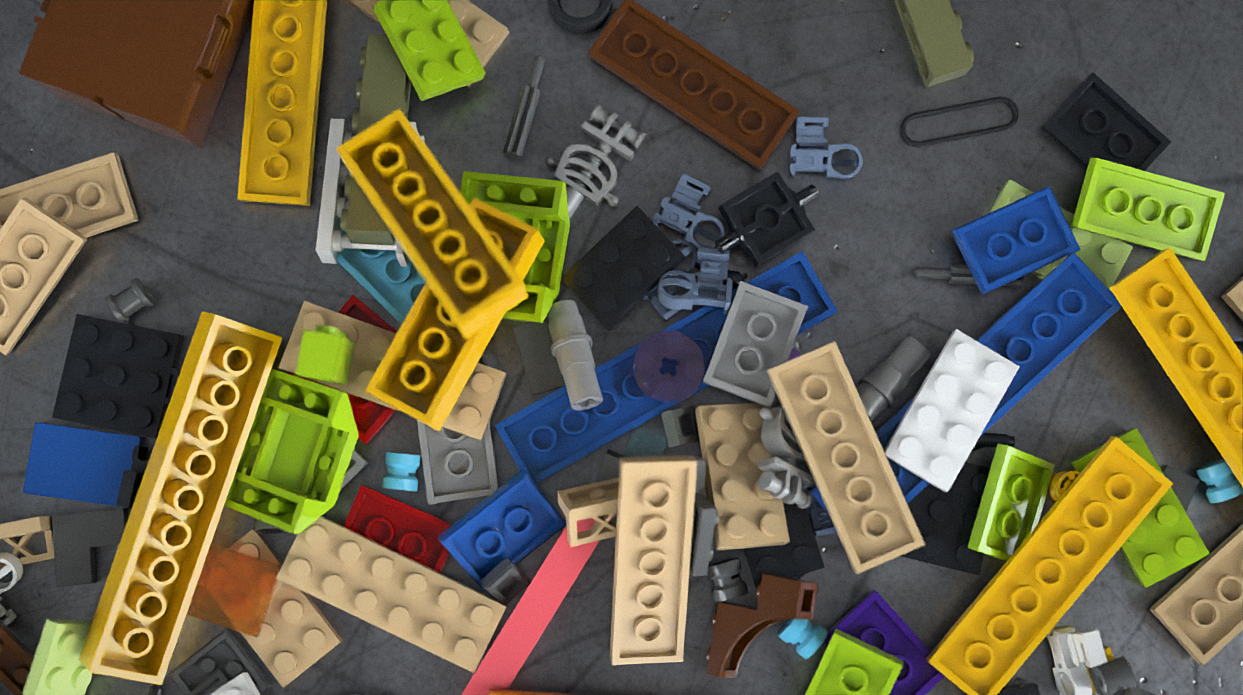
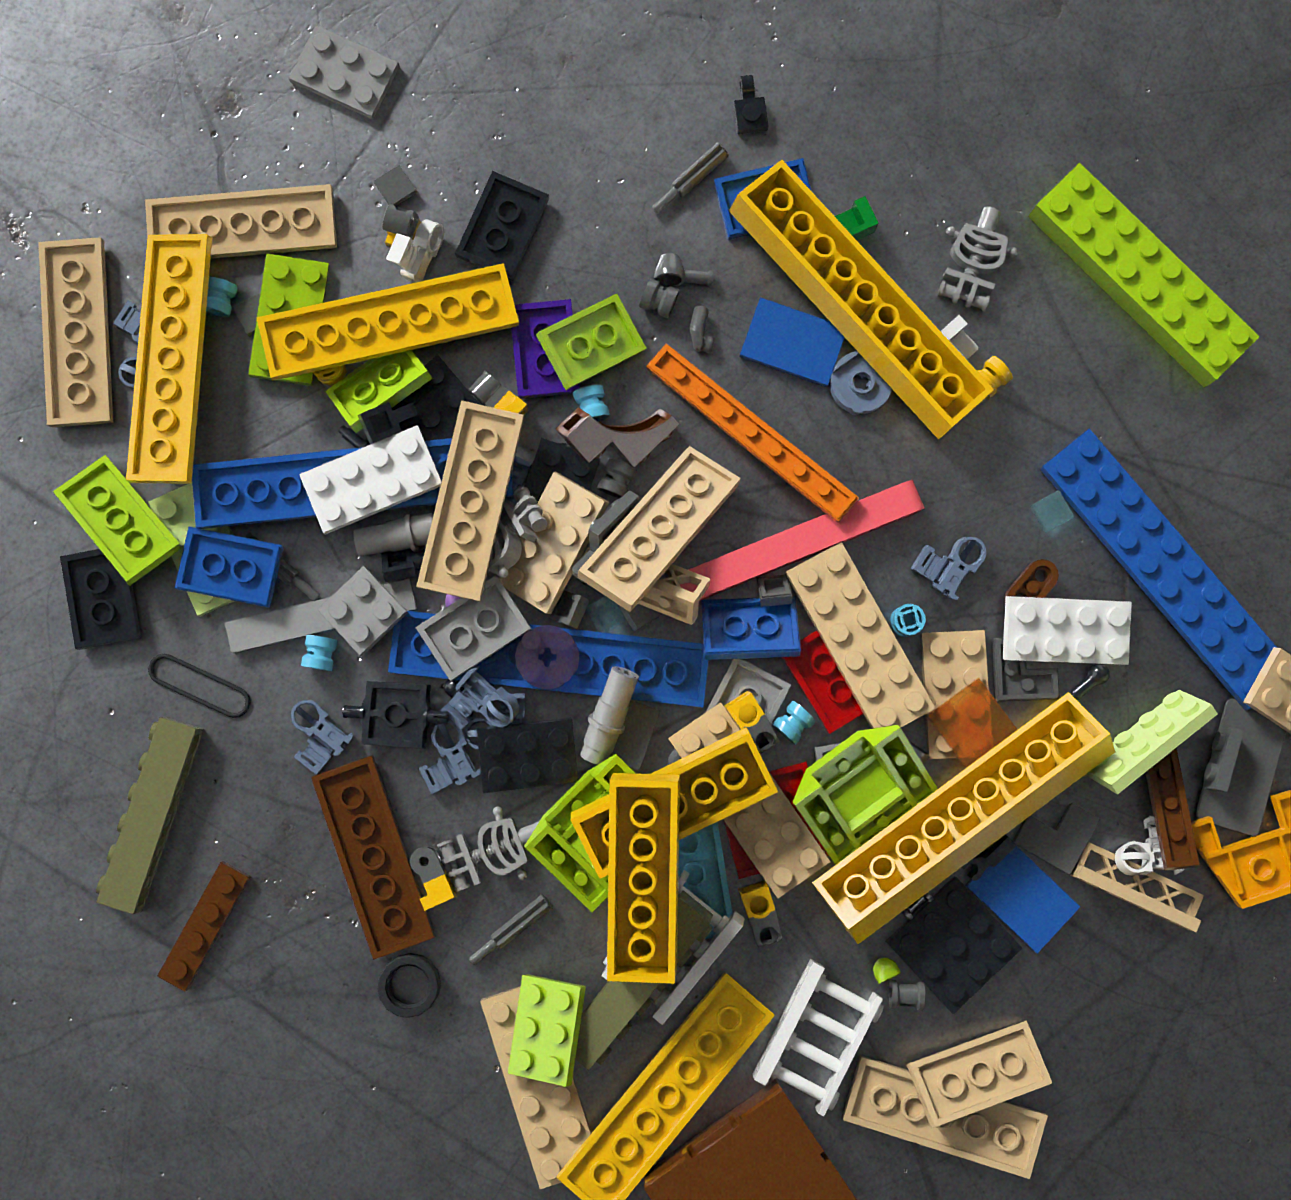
camera: 145 degrees left, 0 degrees up
(164, 309) = (885, 969): none -> lime hinge
(219, 220) = (785, 1038): none -> white fence
(312, 279) = (761, 913): none -> leg
(325, 355) = (789, 839): lime brick -> none
(367, 640) = (902, 621): none -> medium azure wheel
(442, 445) = (748, 714): none -> leg
(638, 109) = (428, 864): none -> leg
(864, 355) = (401, 564): none -> black plate
(866, 288) = (362, 611): none -> light grey plate
(876, 224) = (319, 652): none -> medium azure wheel
(894, 575) = (493, 394): none -> dark grey leg
(899, 259) = (297, 621): none -> light grey tile
(980, 471) = (383, 421): none -> black plate

